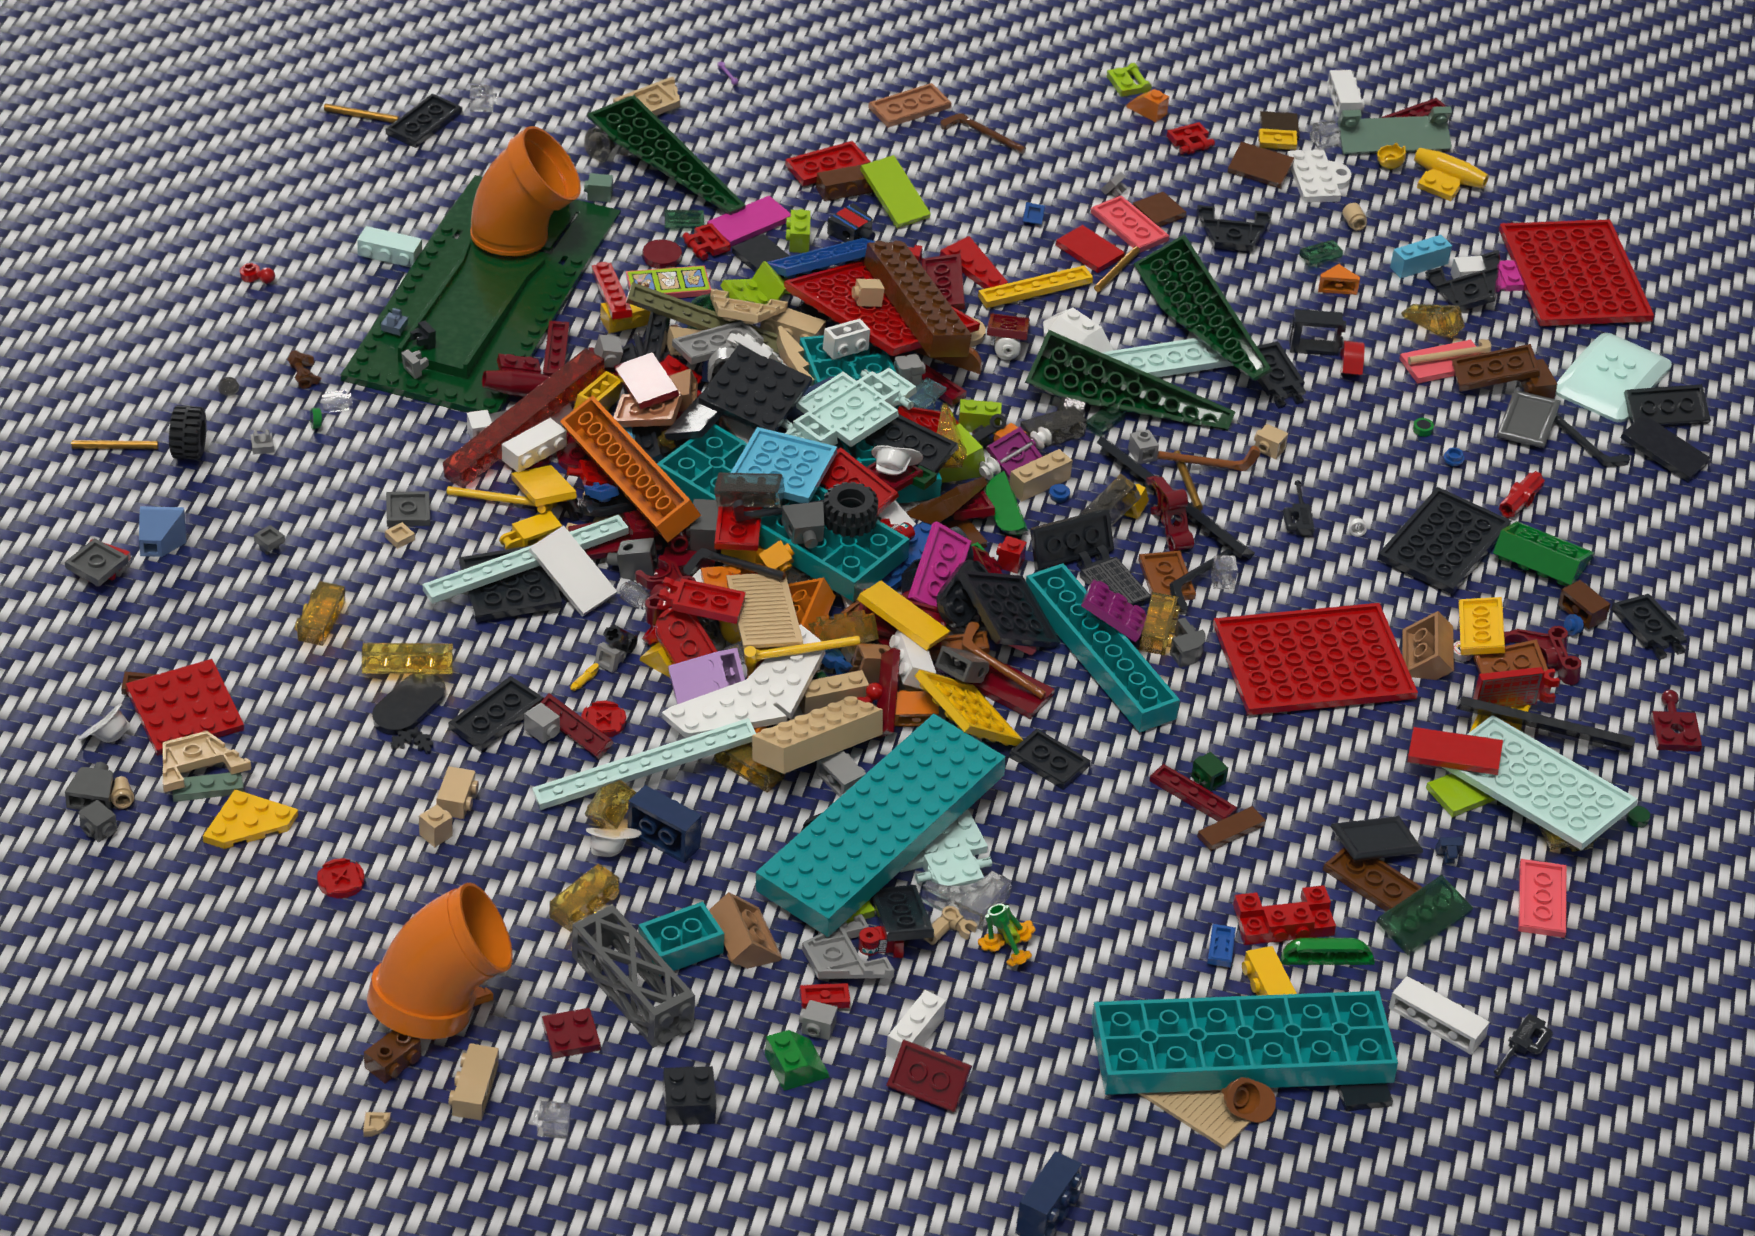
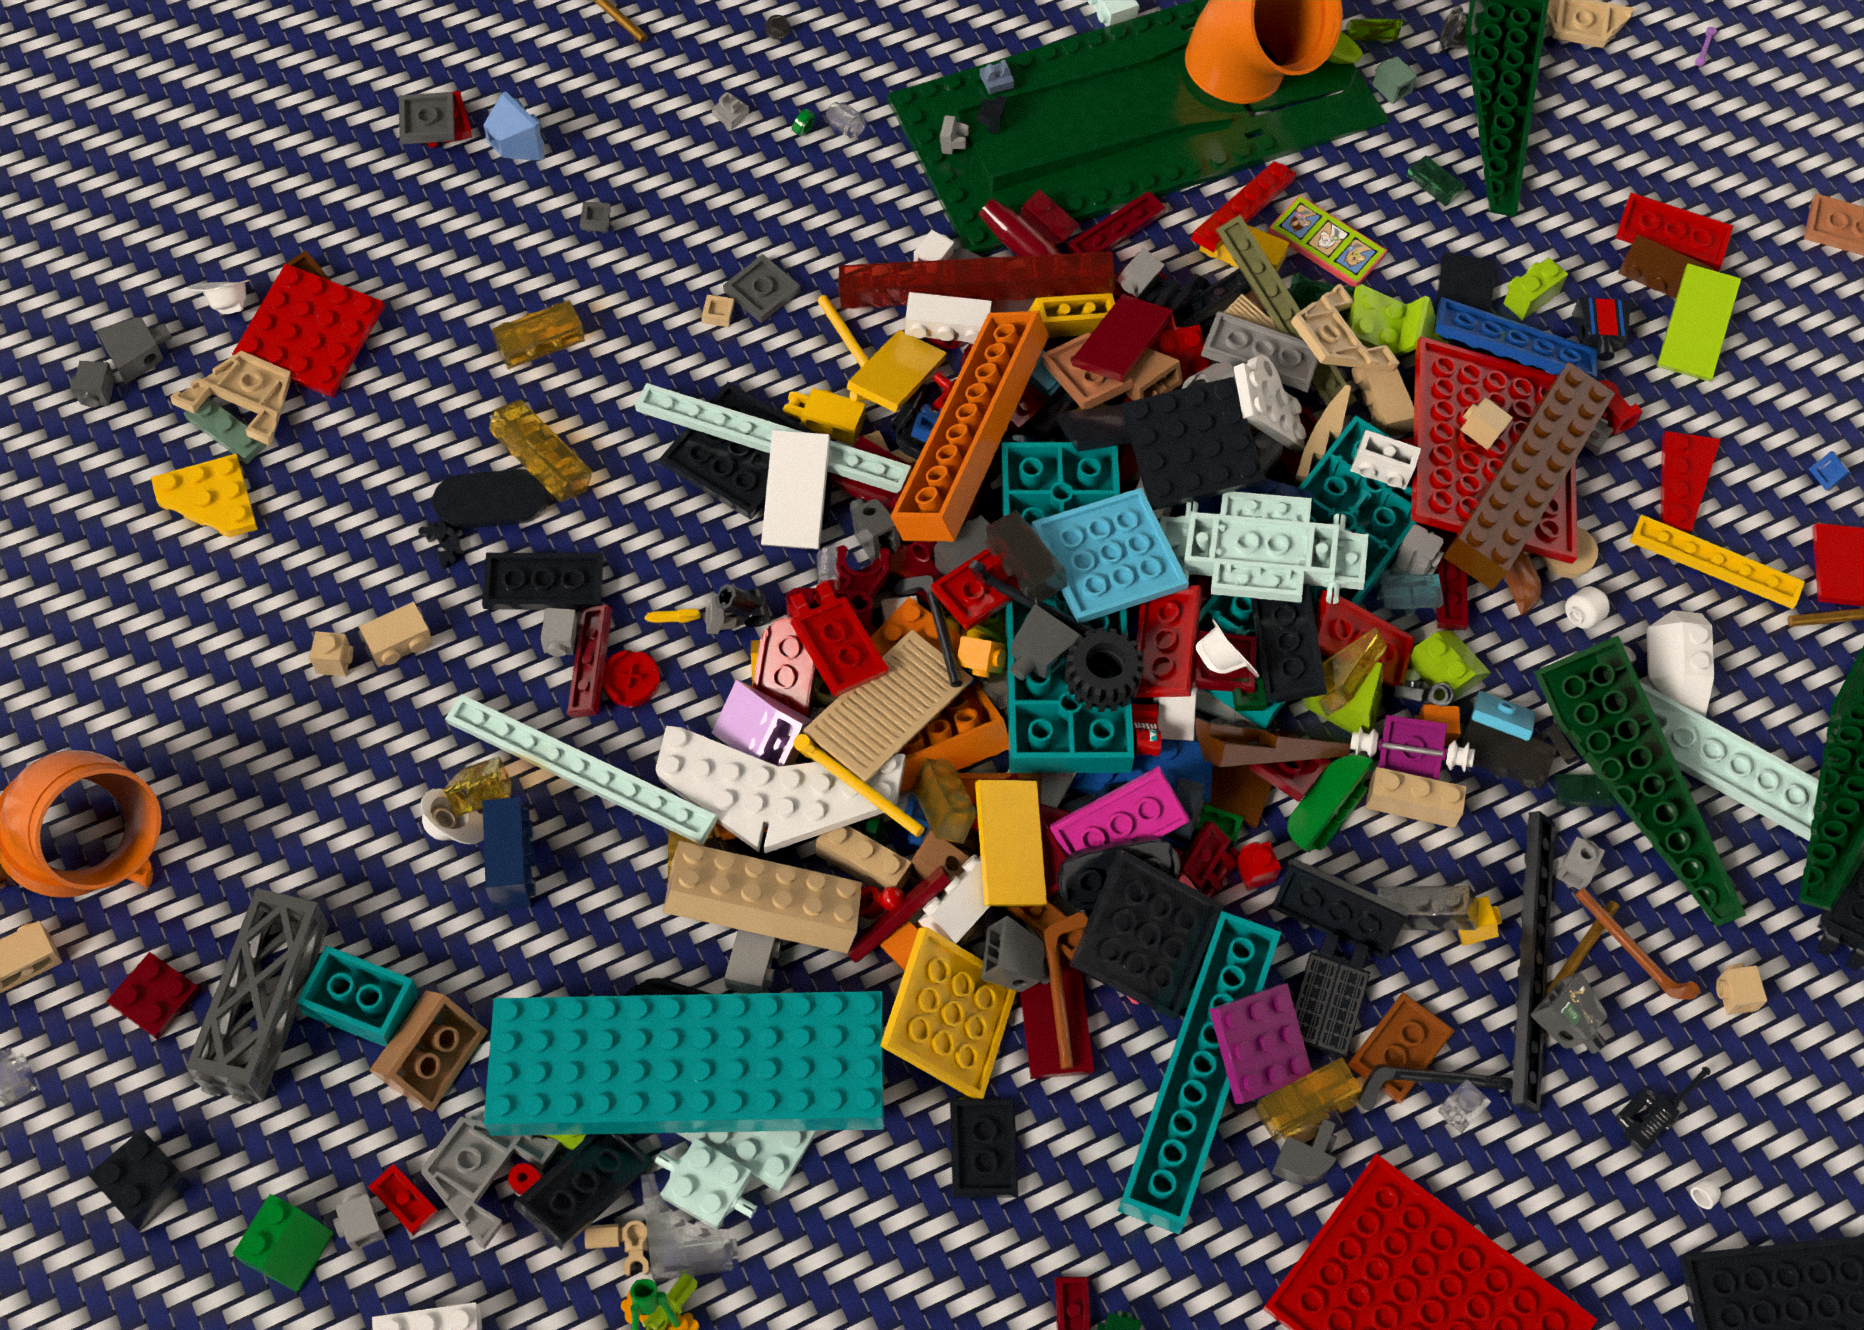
camera: 50 degrees right, 20 degrees up
(122, 793) = (150, 372): tan cone -> none
(187, 432) = (661, 46): black tyre -> none
(304, 377) = (869, 47): reddish brown piece -> none
(340, 878) = (198, 630): red tile -> none
(584, 896) = (348, 861): clear yellow brick -> none
(662, 253) = (1364, 202): dark red tile -> none
(711, 241) = (1433, 228): red plate -> none
(751, 221) = (1503, 237): dark pink tile -> none
(948, 277) = (1617, 473): dark red plate -> none
(1008, 326) = (1613, 586): dark red tile -> none
(1032, 412) = (1503, 715): none -> medium azure plate
(1059, 493) = (1415, 835): blue plate -> none
(1170, 504) = (1492, 973): dark red piece -> none
(1220, 501) = (1572, 1014): none -> torso

